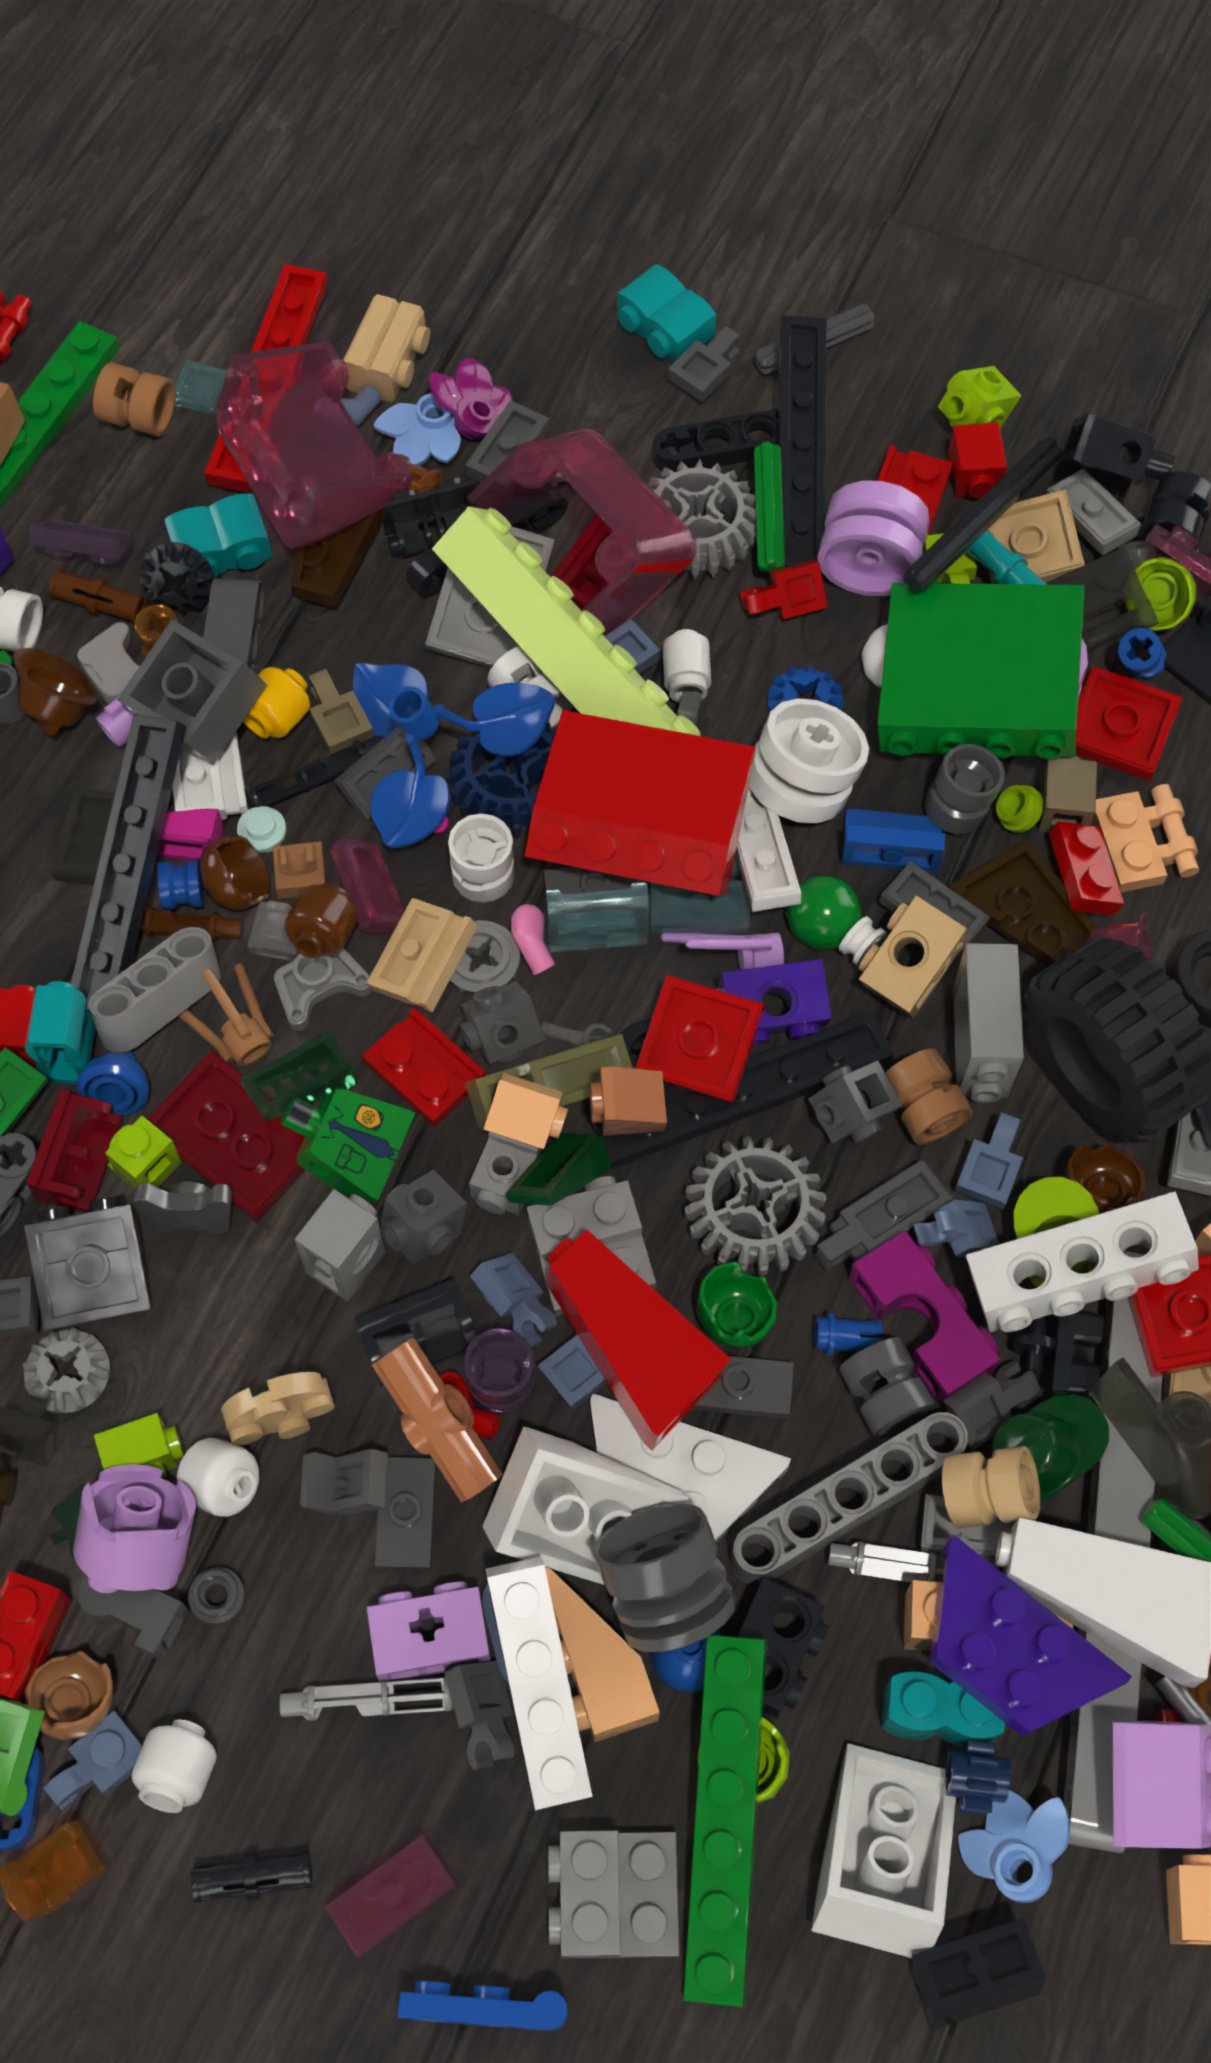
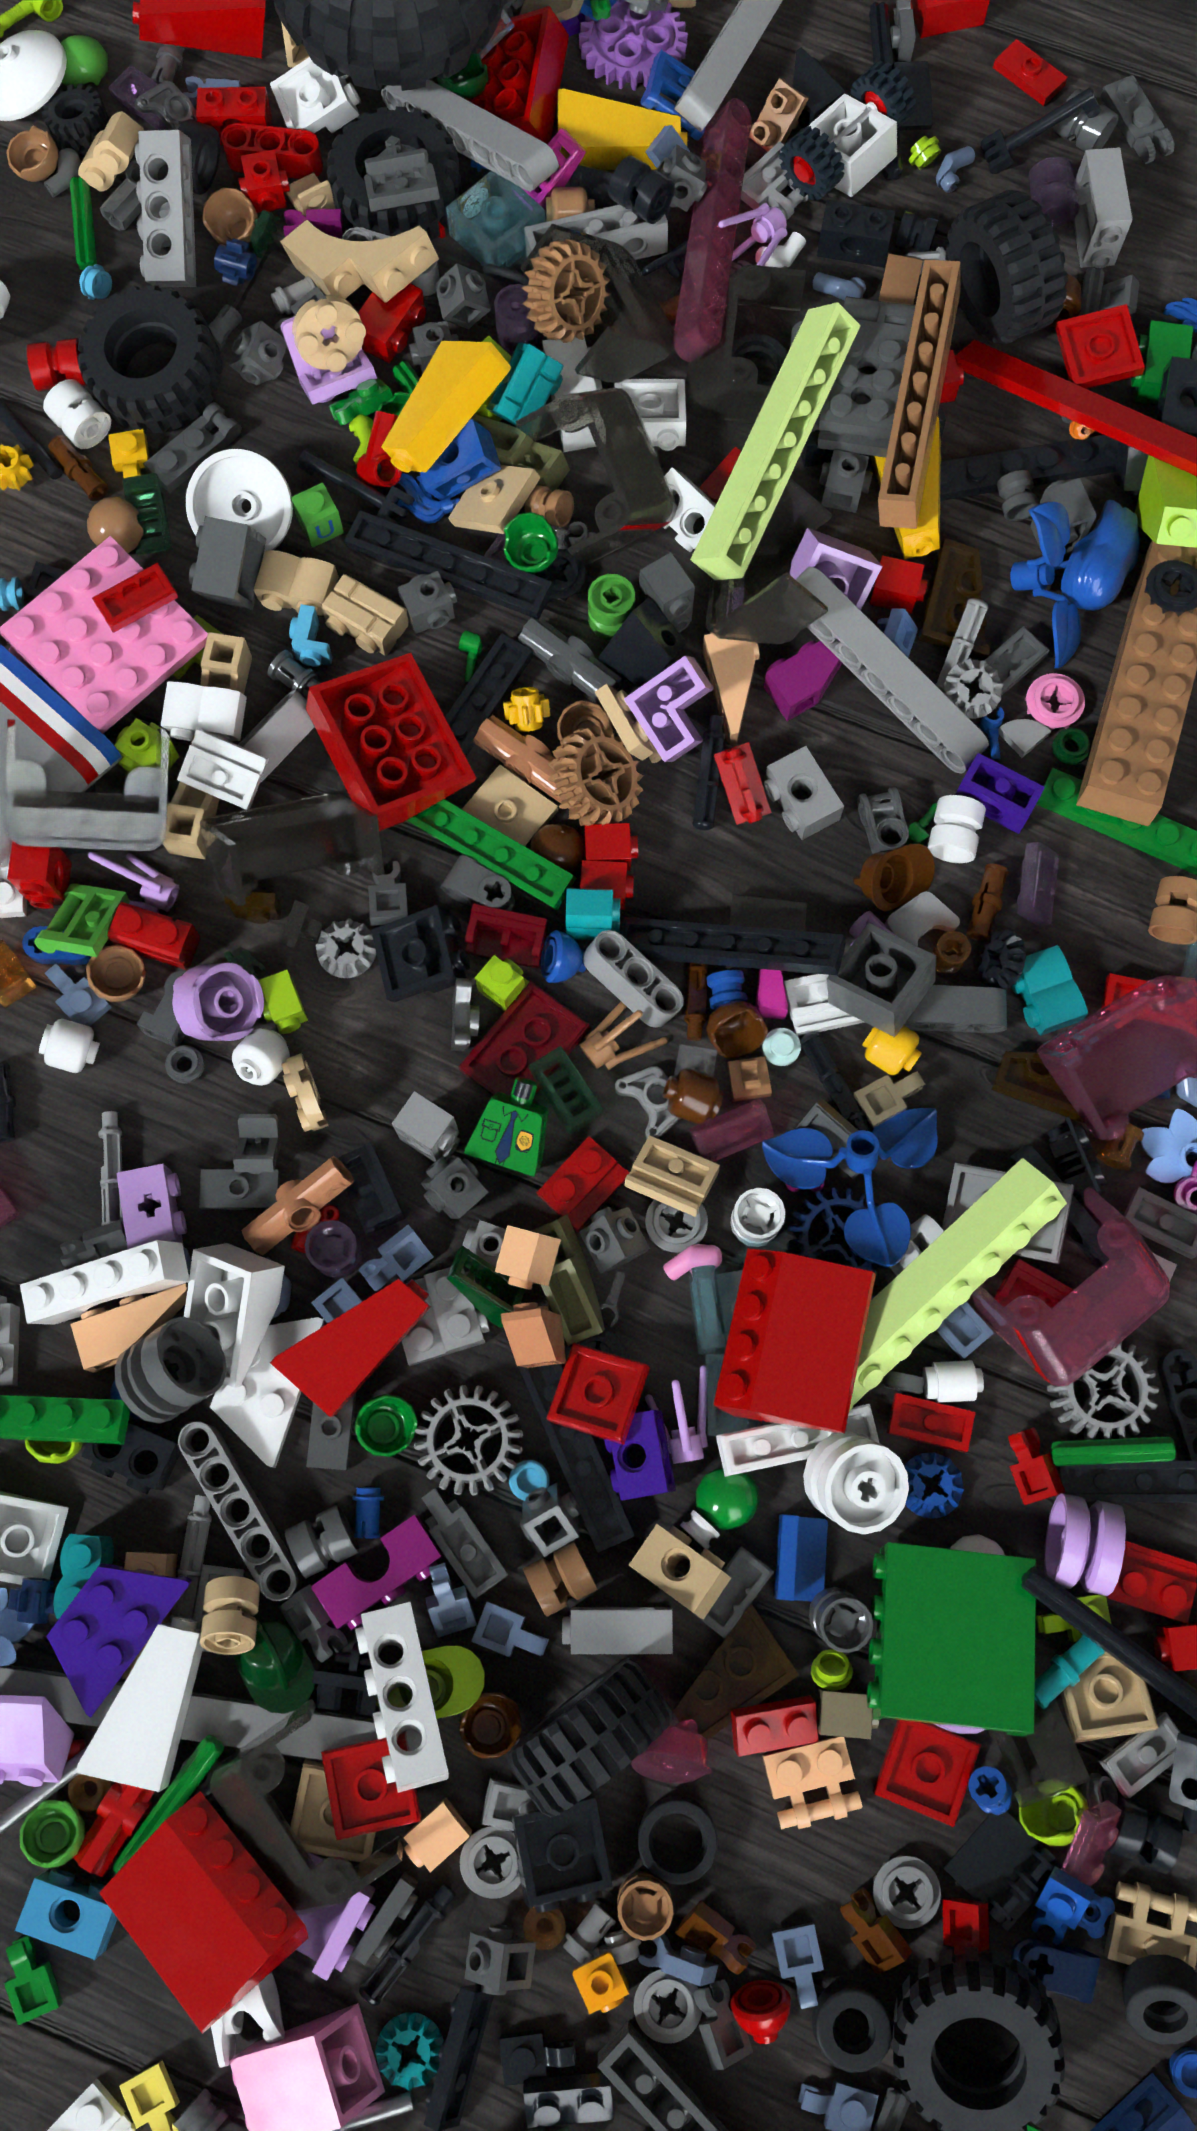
camera: 90 degrees right, 10 degrees up
(734, 692) = (931, 1422): none -> red plate
(805, 1138) = (528, 1477): none -> medium azure tile

